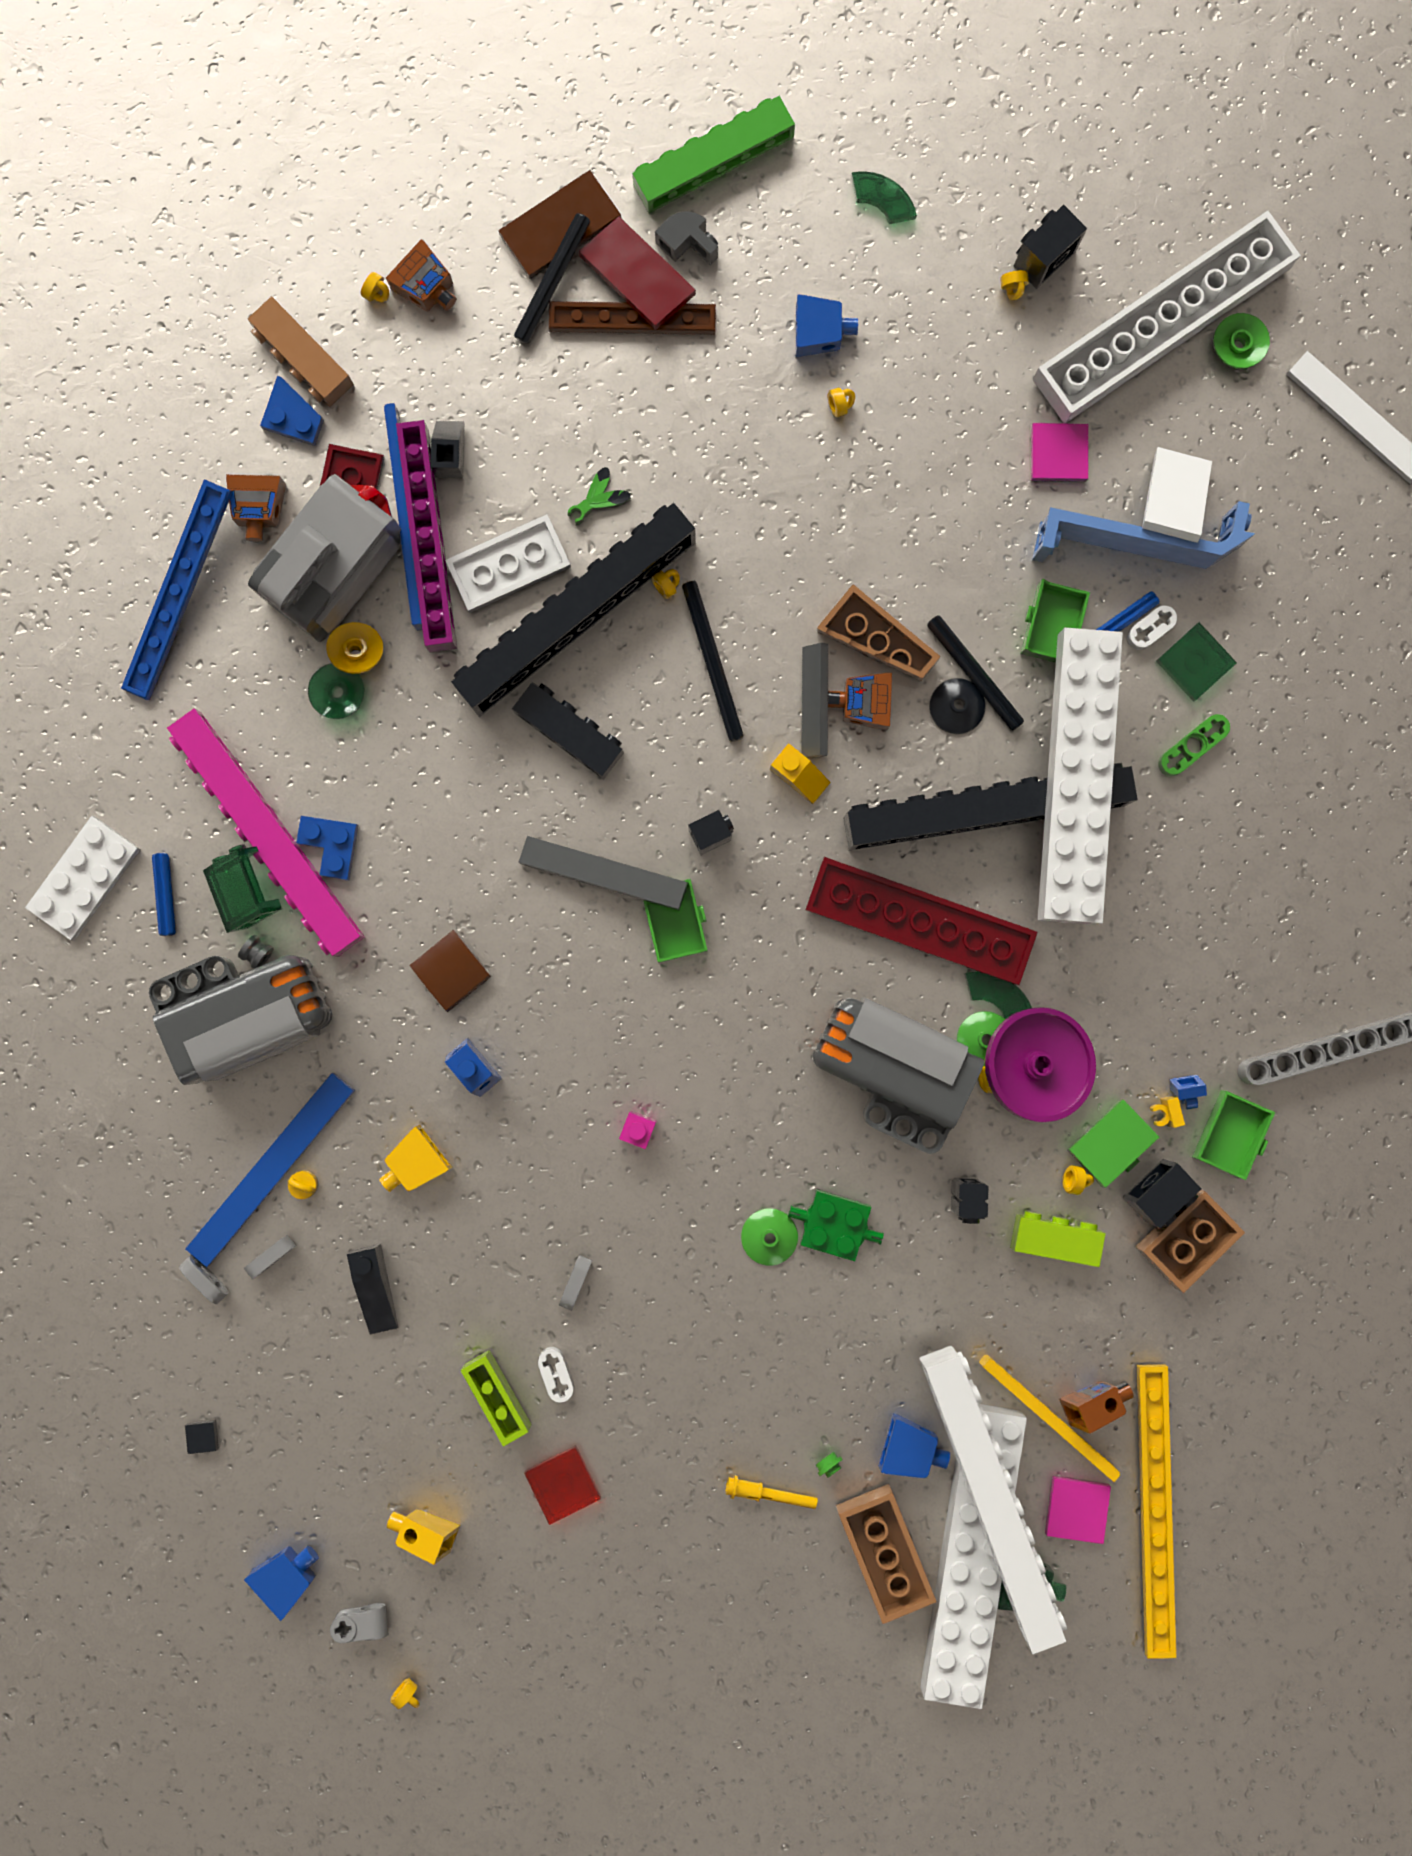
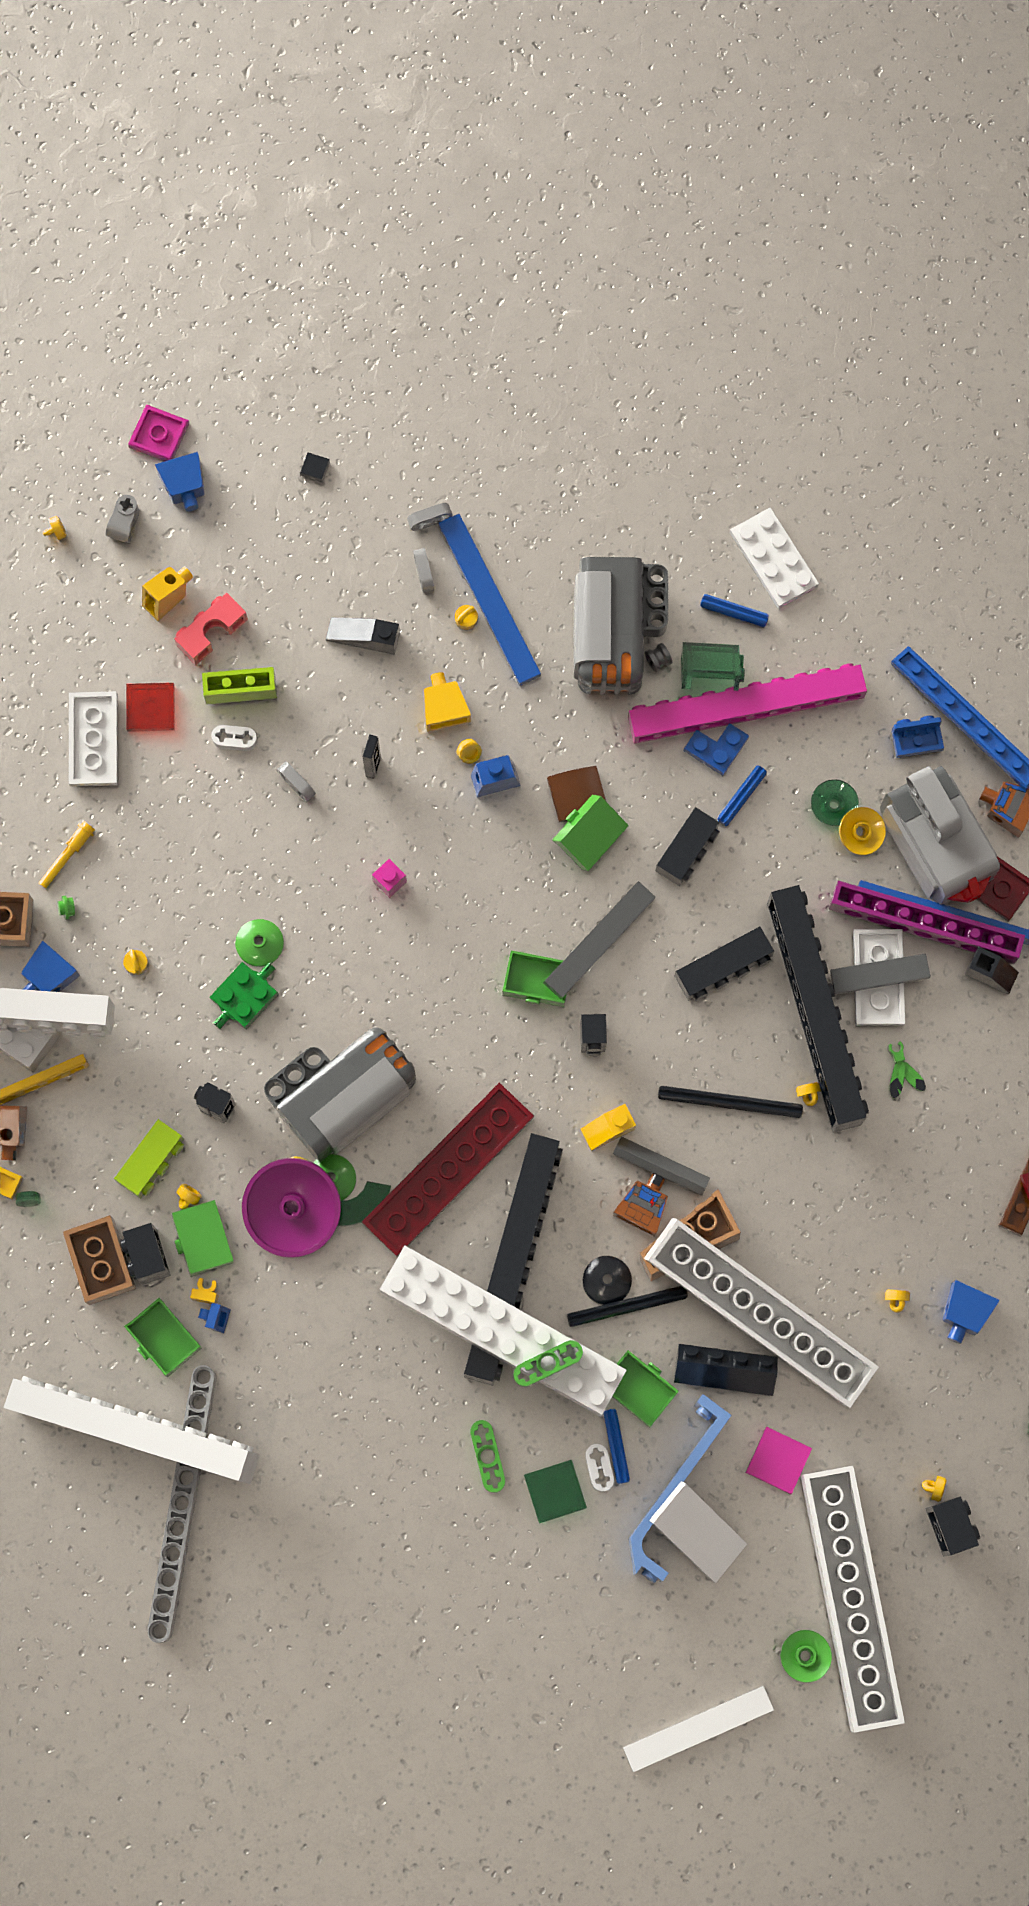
camera: 115 degrees right, 10 degrees down
(222, 633) = (917, 737): none -> blue bracket
(239, 1634) = (158, 433): none -> dark pink tile
(372, 794) = (742, 795): none -> blue axle
(420, 1458) = (223, 613): none -> coral arch
(455, 1110) = (469, 751): none -> yellow tile
(456, 825) = (688, 847): none -> black brick
(488, 937) = (590, 832): none -> bright green container
(505, 560) = (880, 973): none -> dark grey tile
(514, 1211) = (371, 756): none -> black tile
(628, 1530) = (93, 739): none -> white plate
(853, 1359) = (135, 962): none -> yellow tile
(928, 527) = (761, 1312): none -> white brick
(997, 541) = (726, 1369): none -> black brick
(1113, 727) = (562, 1349): none -> bright green beam
(1158, 1348) = (28, 1199): none -> clear green tile
(1355, 1116) = (125, 1428): none -> white brick

